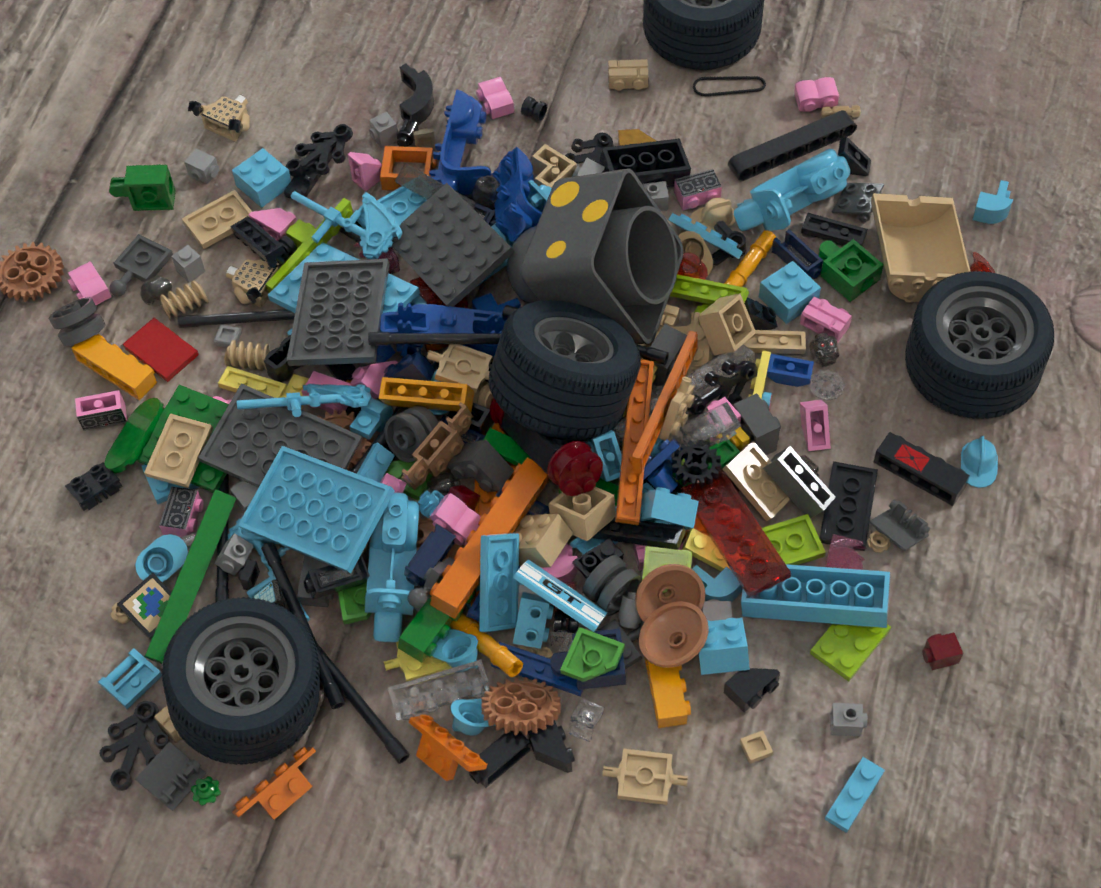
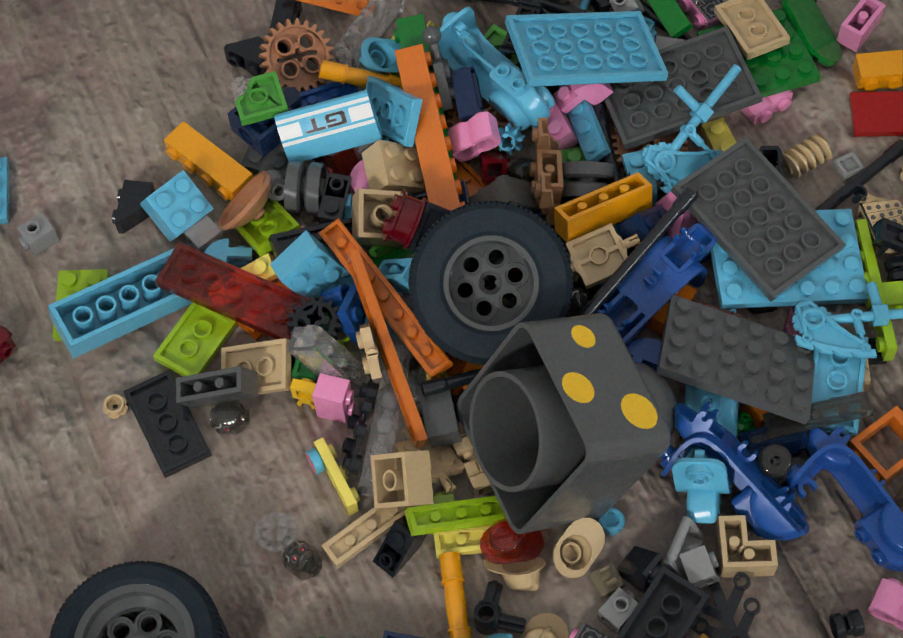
camera: 140 degrees right, 5 degrees up
(234, 377) = (782, 135): light yellow plate -> none
(468, 717) = (334, 24): medium azure piece -> none
(645, 776) = (165, 88): tan plate -> none
(669, 626) = (215, 171): nougat dish -> none
(712, 238) = (520, 592): medium azure plate -> none
(756, 747) = (96, 166): tan plate -> none
(759, 423) = (299, 416): dark grey brick -> none
(788, 291) = (386, 599): medium azure brick -> none
(789, 370) = (321, 517): blue slope -> none
(815, 424) = (254, 474): bright pink slope -> none
(825, 318) = (327, 598): bright pink brick -> none
(842, 553) = (131, 354): clear pink piece -> none
(899, 527) = (102, 426): dark grey hinge -> none
(921, 468) = (121, 502): black brick -> none
(980, 462) = (74, 558): medium azure piece -> none

